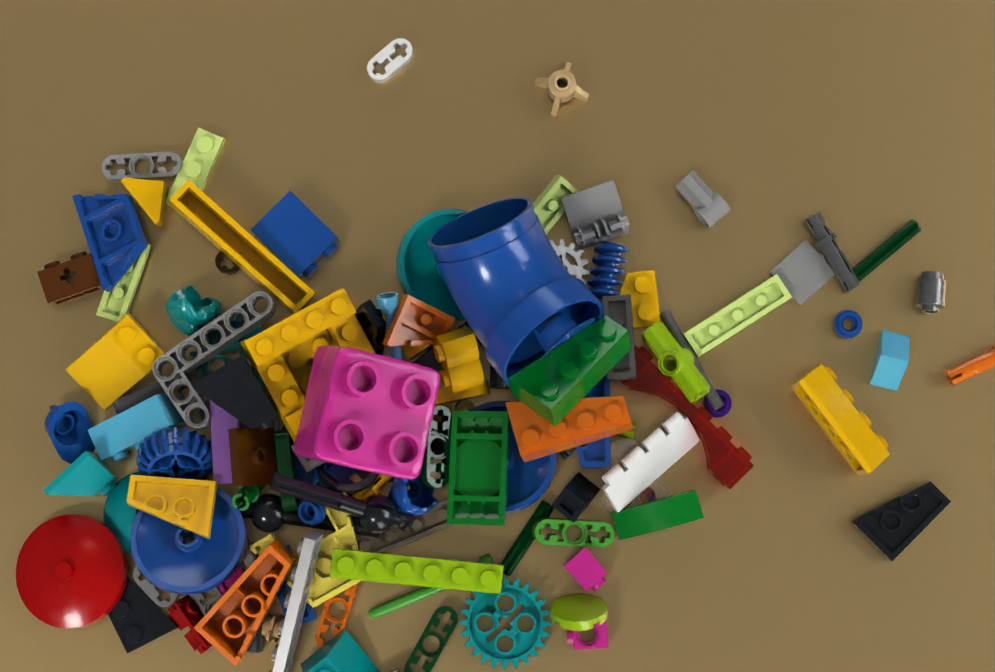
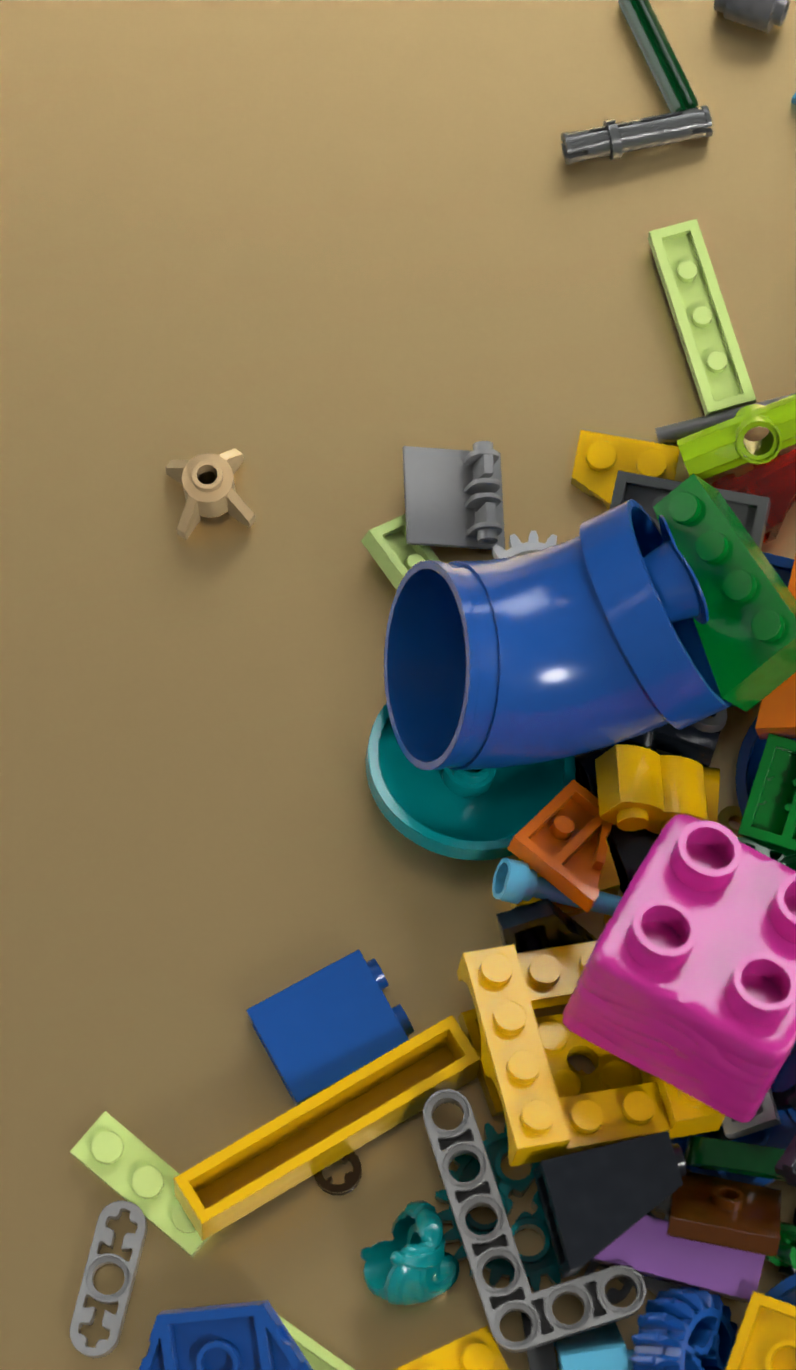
camera: 75 degrees left, 10 degrees down
(150, 196) = (172, 1278): yellow slope -> none
(394, 65) = (70, 766): white beam -> none
(607, 269) = (552, 500): blue piece -> none
(707, 205) = (492, 309): light grey piece -> none
(803, 272) = (654, 192): light grey piece -> none
(856, 324) = (770, 135): blue plate -> none

